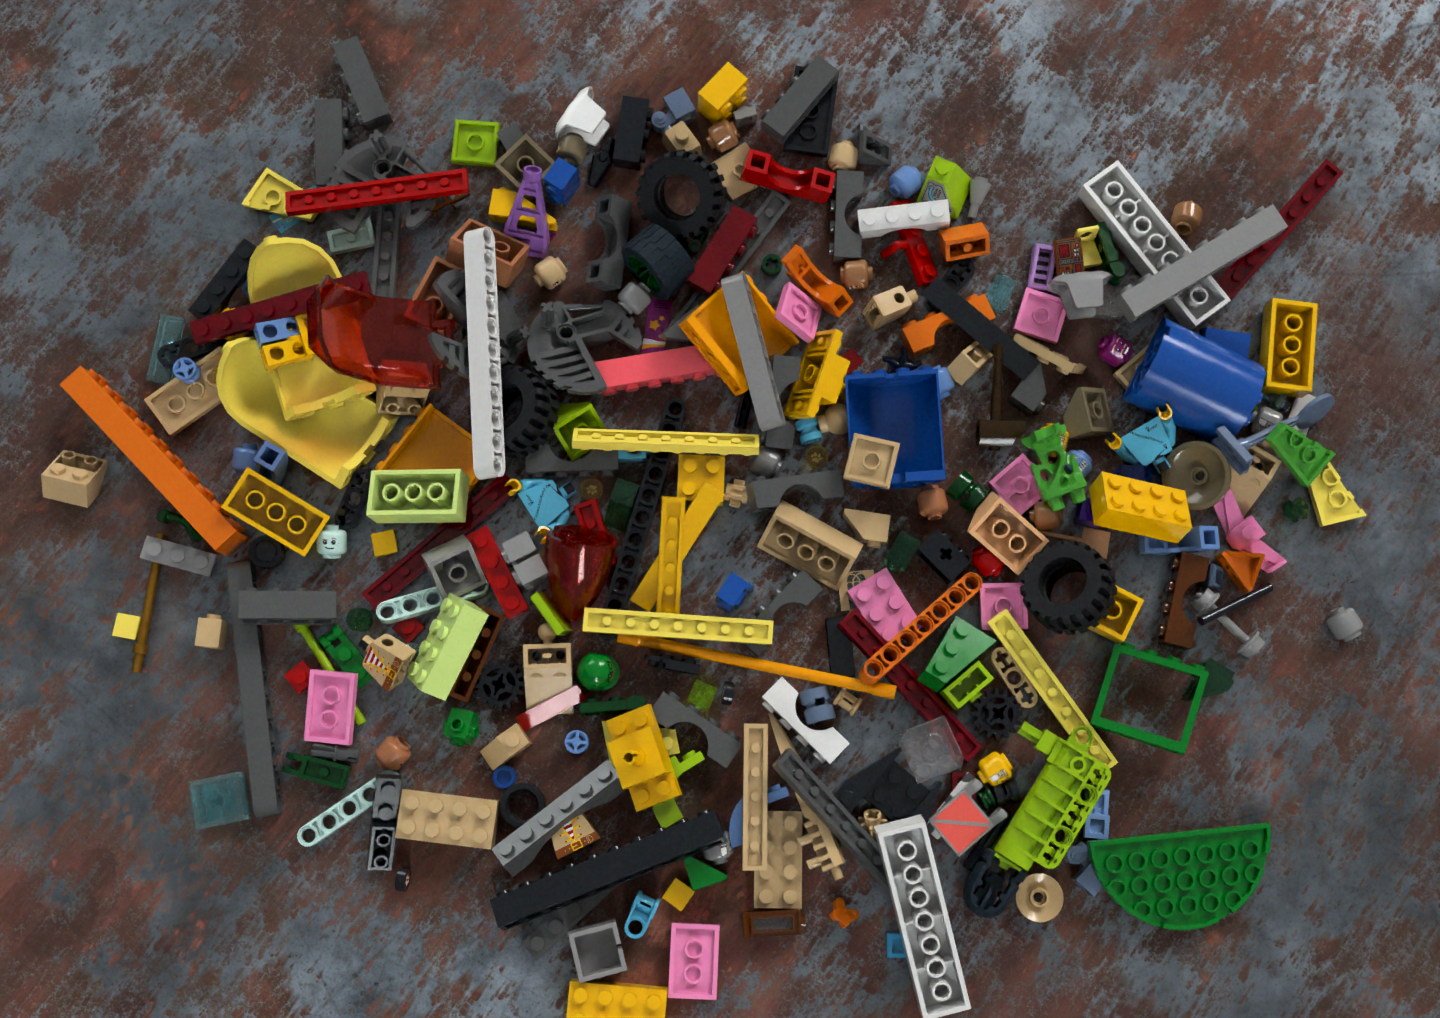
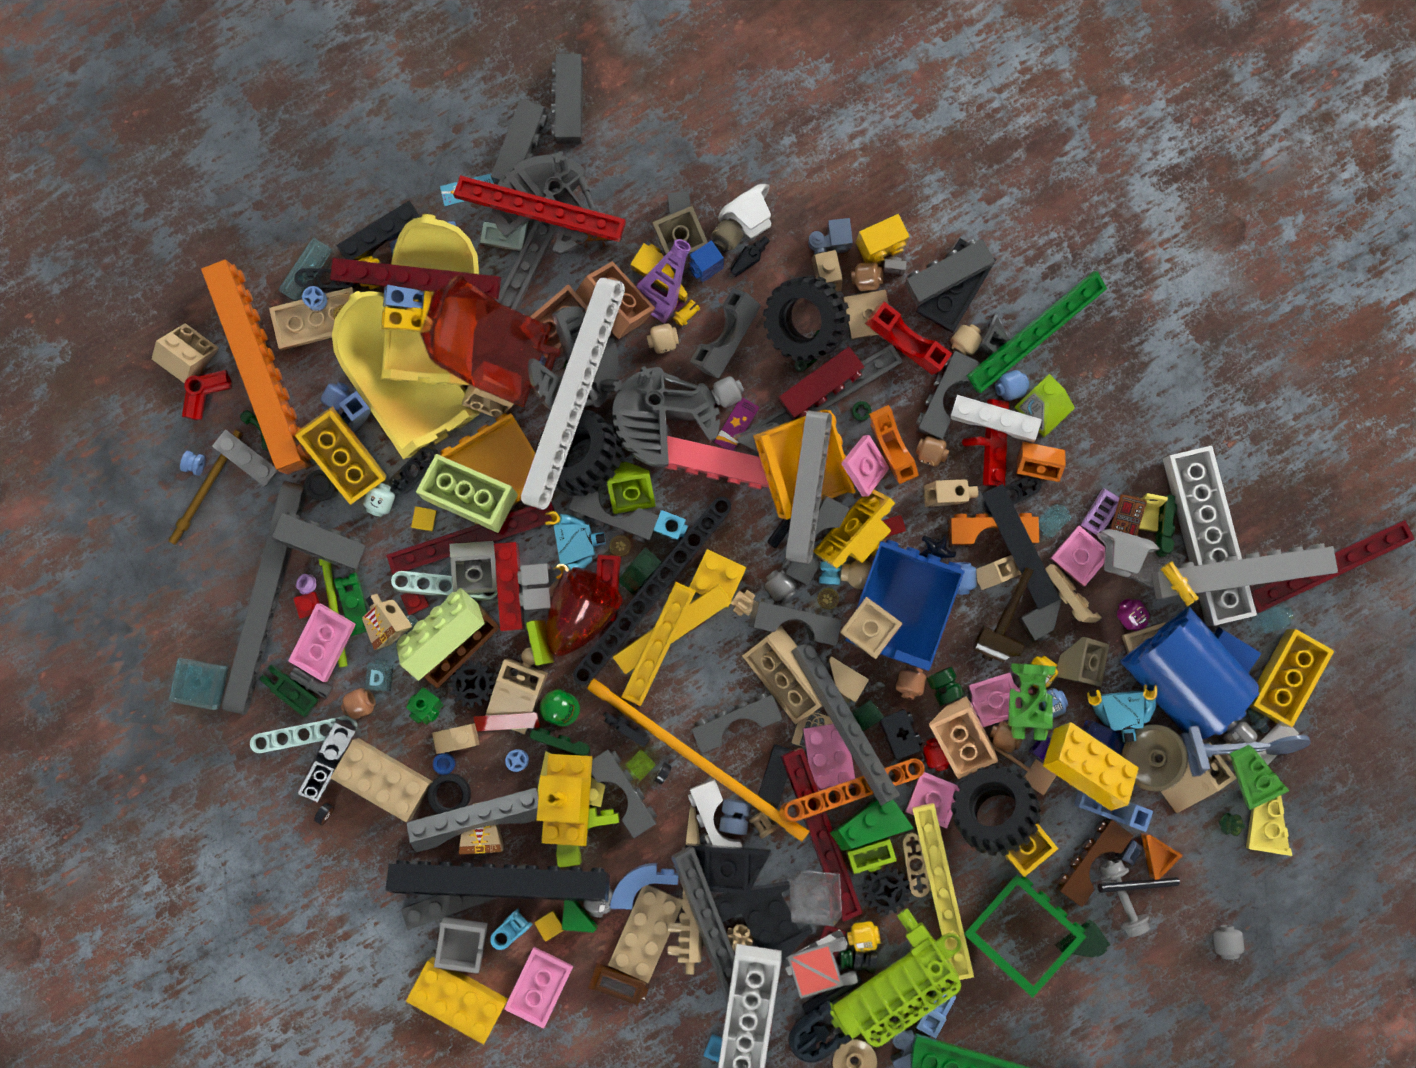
camera: 30 degrees right, 5 degrees up
(104, 520) = (210, 383): none -> red piece
(126, 583) = (192, 463): none -> medium blue wheel
(126, 626) = (179, 499): light yellow tile -> none
(211, 632) = (247, 535): tan brick -> none
(269, 195) = (448, 167): light yellow wing -> none
(291, 655) = (306, 583): none -> lavender plate
(359, 619) = (376, 577): clear green wheel -> none
(402, 716) = (379, 675): none -> clear light blue brick
(475, 143) = (646, 193): lime tile -> none
(561, 242) = (685, 313): none -> yellow pin
(632, 133) = (788, 241): black brick -> none
(658, 261) = (760, 369): black wheel -> none
(665, 441) = (700, 534): light yellow plate -> none
(678, 626) = (643, 699): light yellow plate -> none
(733, 593) = (702, 690): blue window -> none
(755, 797) = (647, 874): tan plate -> none
(835, 754) = (730, 868): none -> black wing
(842, 914) = (680, 1002): orange piece -> none
(886, 565) = (845, 723): none -> dark grey plate
(906, 123) = (1036, 332): none -> green tile
(978, 190) = (1074, 420): light grey cone -> none
(1146, 296) = (1179, 583): none -> yellow pin
(1186, 217) = (1252, 521): medium nougat head -> none
(1245, 533) = (1177, 827): bright pink plate -> none
(1249, 298) = (1276, 618): none -> clear light blue bracket

